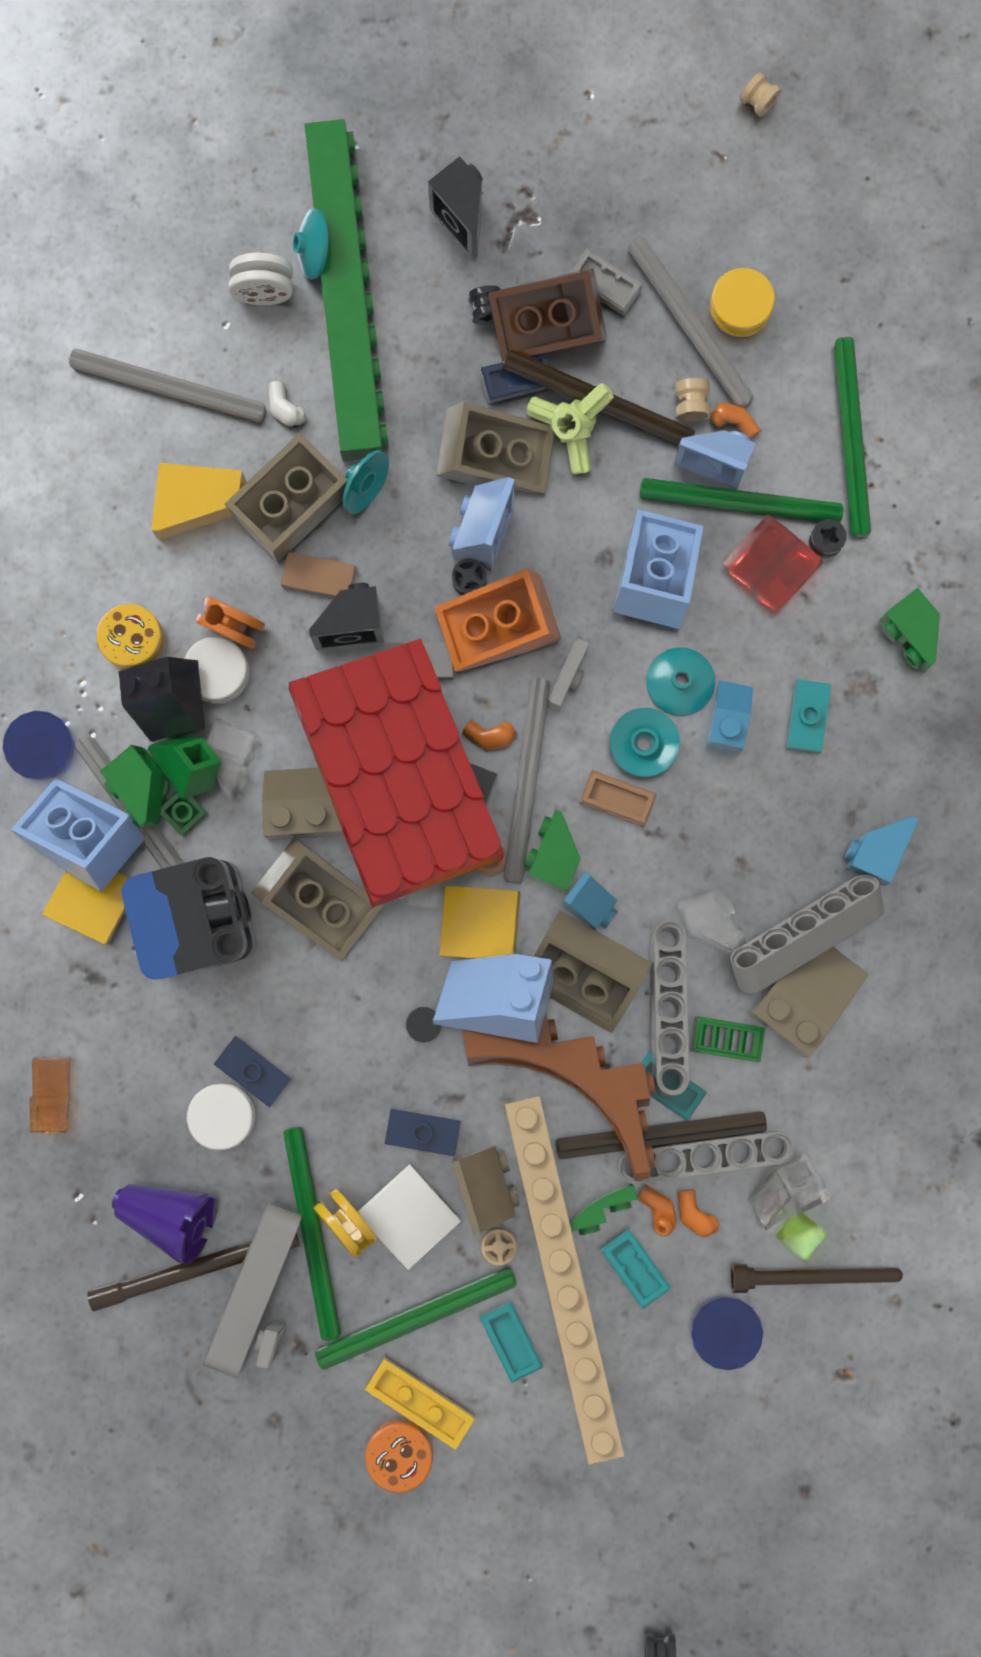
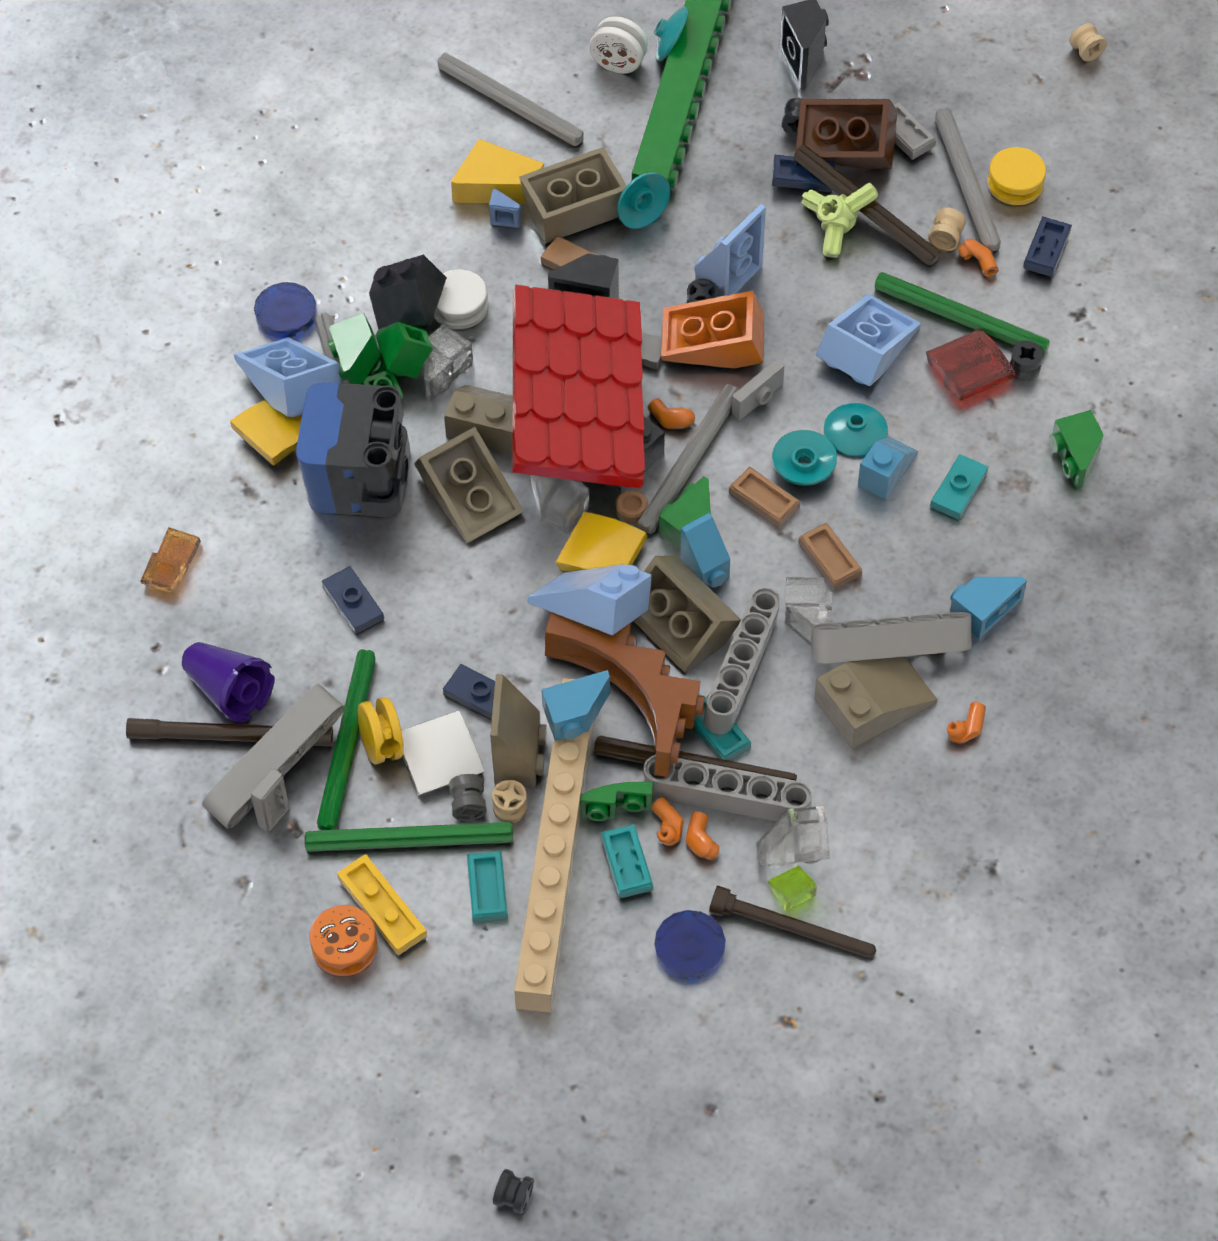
camera: 20 degrees right, 25 degrees down
(130, 636) = (395, 246): yellow head -> none
(221, 540) = (505, 210): none -> medium blue slope
(221, 1116) = (309, 621): white head -> none
(229, 622) = (487, 261): orange head -> none
(281, 408) = (597, 139): white arm -> none
(421, 1025) = (517, 612): black tile -> none
(460, 1266) = (467, 792): none -> dark grey wheel
(494, 445) = (786, 218): dark tan slope -> none
(534, 1147) = (575, 704): none -> dark azure slope
(699, 1032) = (781, 691): green slope -> none
(708, 845) = (830, 556): none -> medium nougat tile
(716, 456) = (948, 269): light blue slope -> none
(802, 383) = (1047, 246): none -> dark blue plate
(852, 437) = (1077, 298): green axle -> none
(911, 996) = (970, 728): none -> orange arm

